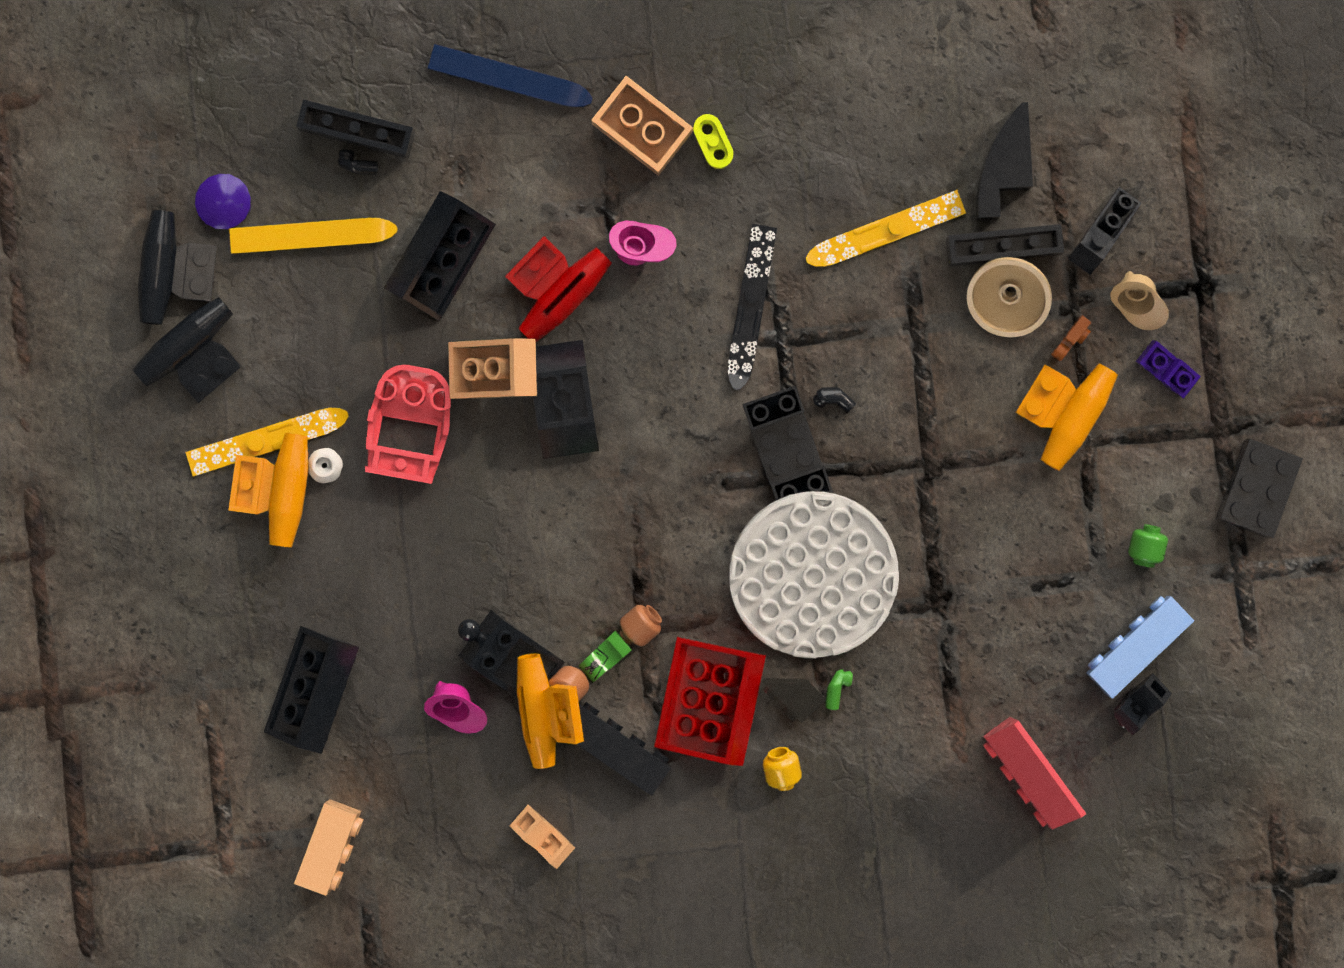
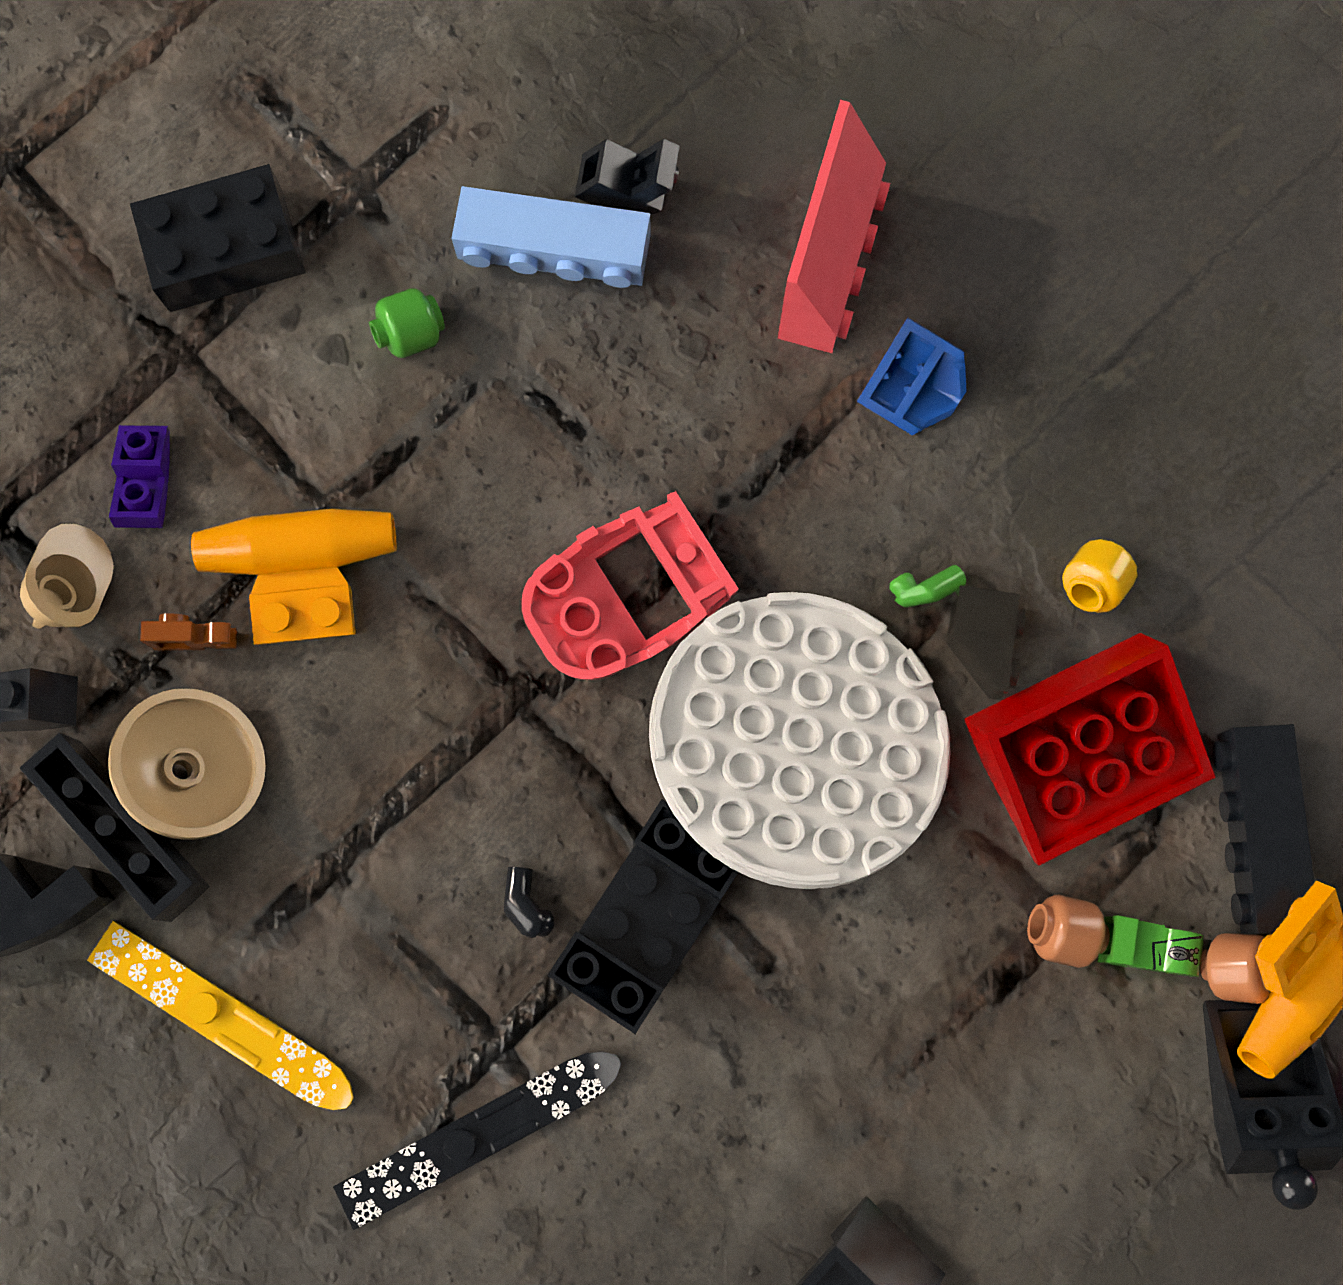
camera: 125 degrees left, 10 degrees down
(937, 761) = (917, 380): none -> blue slope
(941, 520) = (580, 615): none -> coral slope

